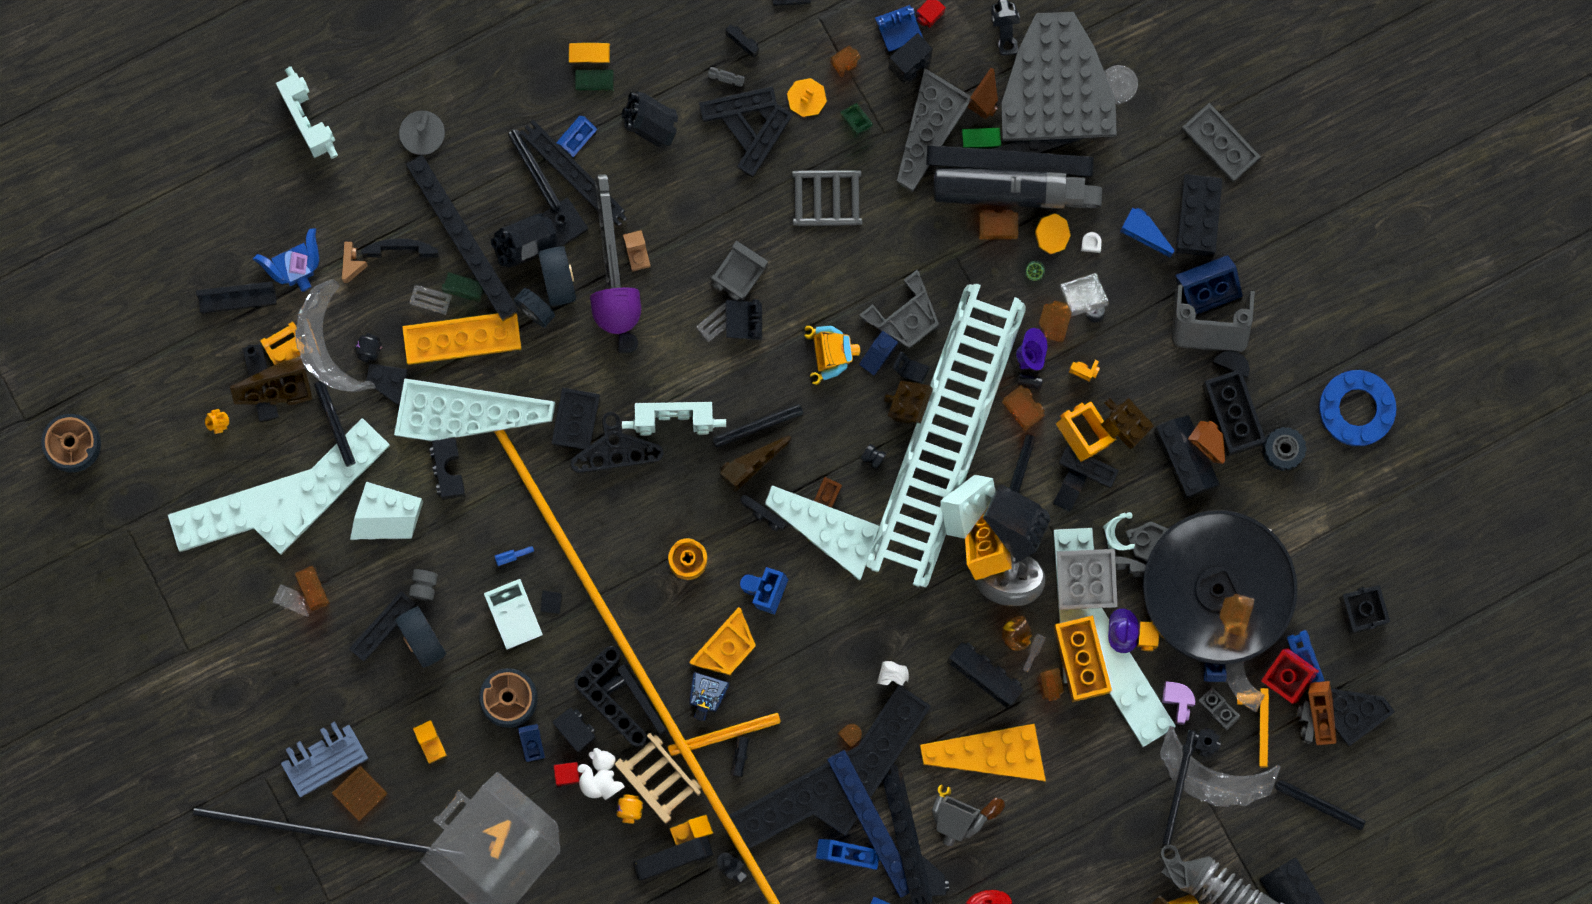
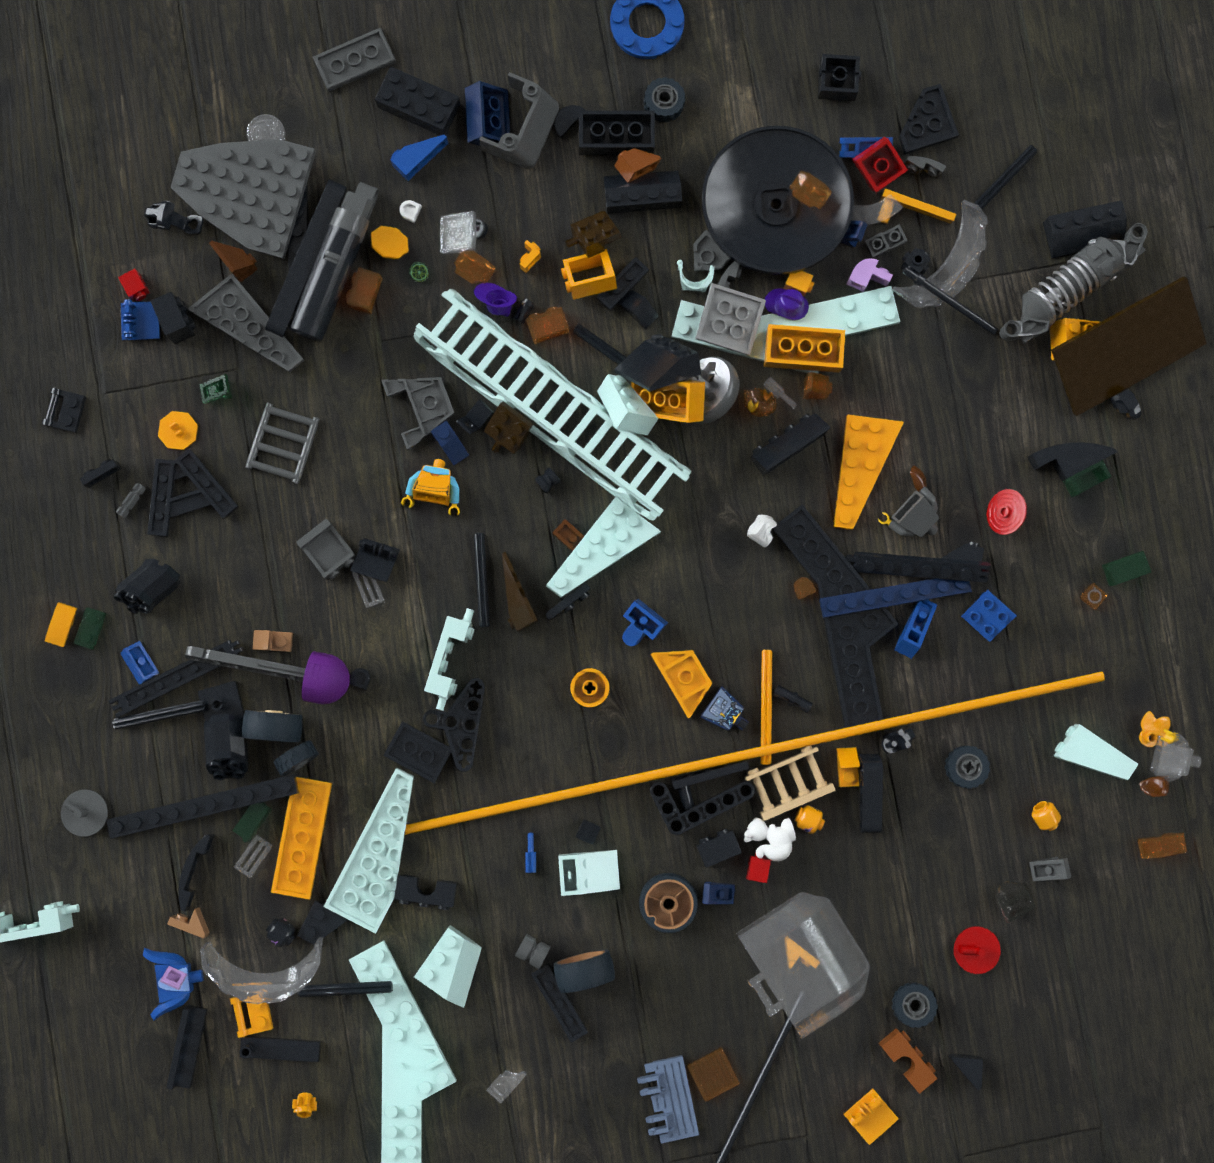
camera: 70 degrees left, 5 degrees up
(278, 384) = (287, 1033): dark brown wedge -> none
(312, 588) = (500, 1061): clear orange brick -> none
(429, 742) = (683, 991): light orange slope -> none
(845, 60) = (153, 381): clear orange brick -> none
(981, 138) = (274, 278): green tile -> none
(1322, 712) = (923, 146): dark orange slope -> none

